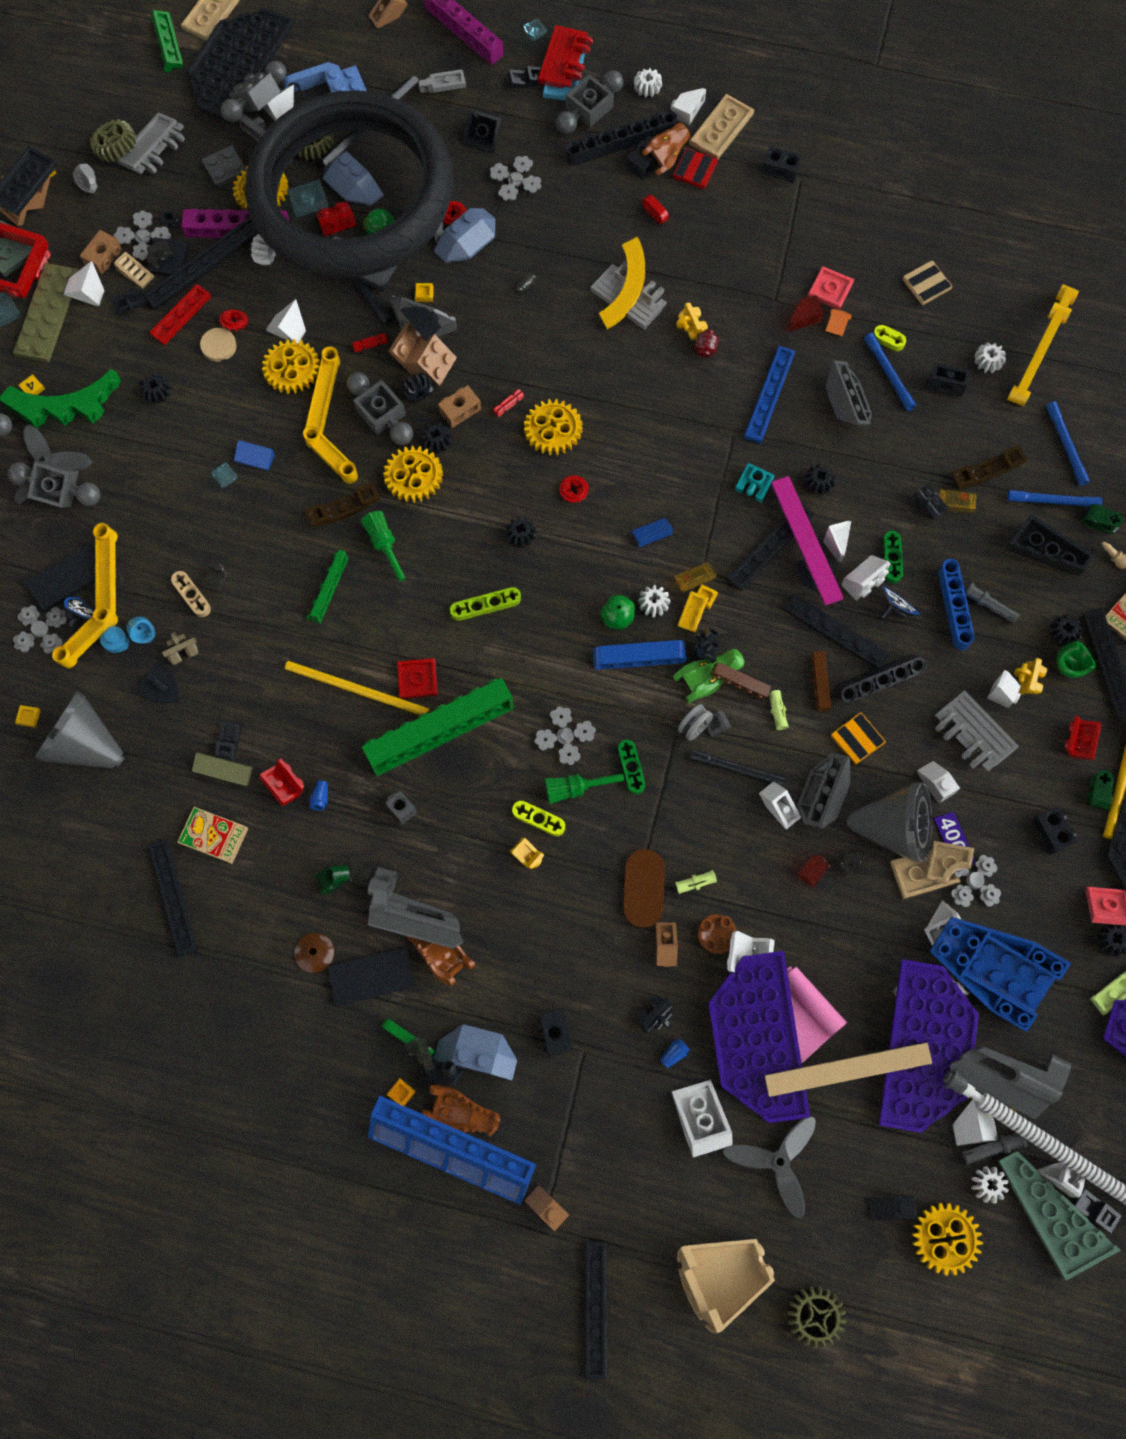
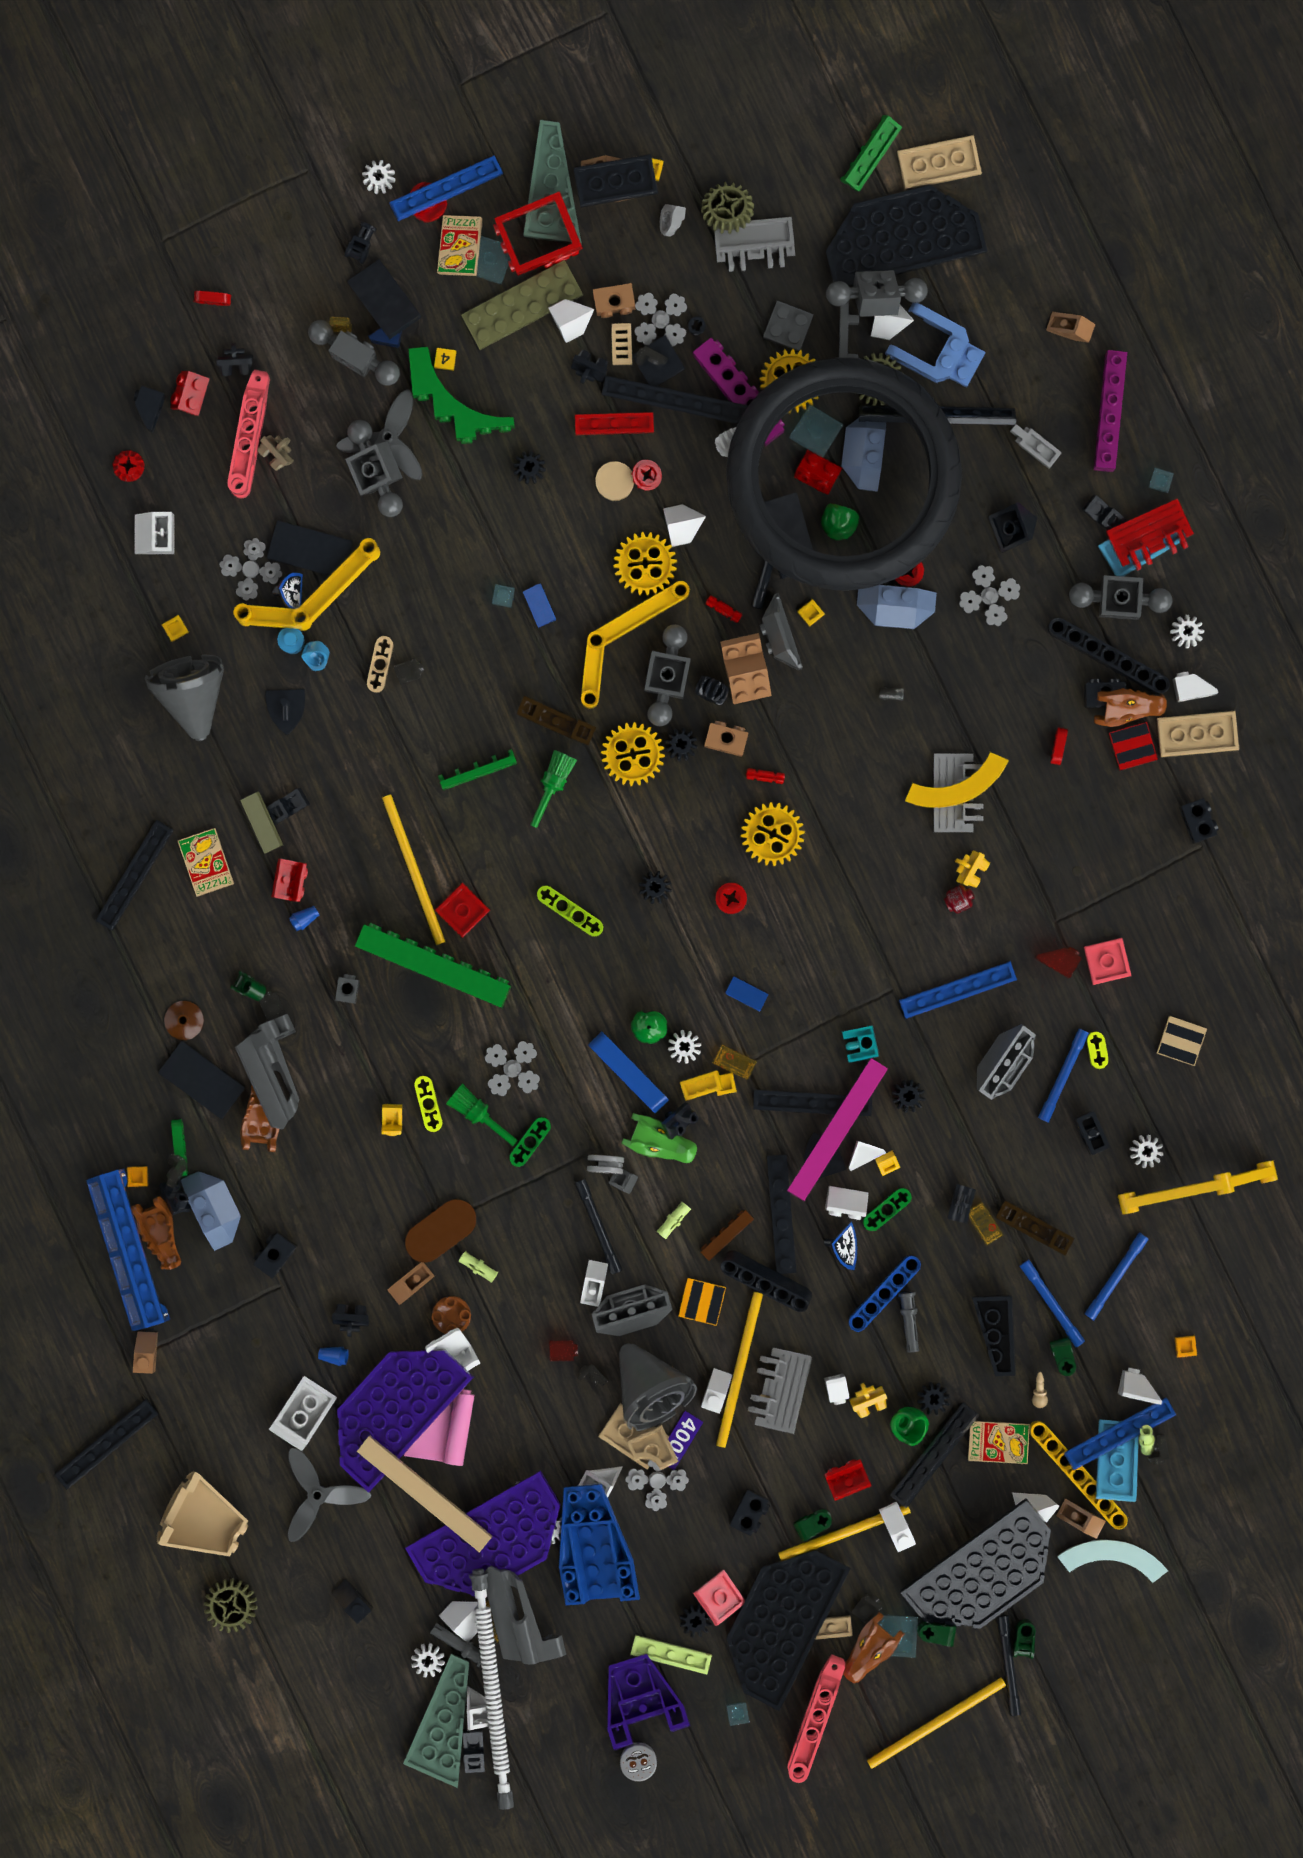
camera: 45 degrees right, 15 degrees up
(189, 646) = (329, 696): dark tan hips -> none
(422, 320) = (767, 649): black slope -> none
(740, 680) = (671, 1172): reddish brown piece -> none
(838, 321) = (1076, 994): orange tile -> none
(858, 529) = (887, 1163): none -> yellow plate
(932, 751) = (739, 1369): none -> yellow piece
(950, 1259) = (375, 1643): yellow gear -> none

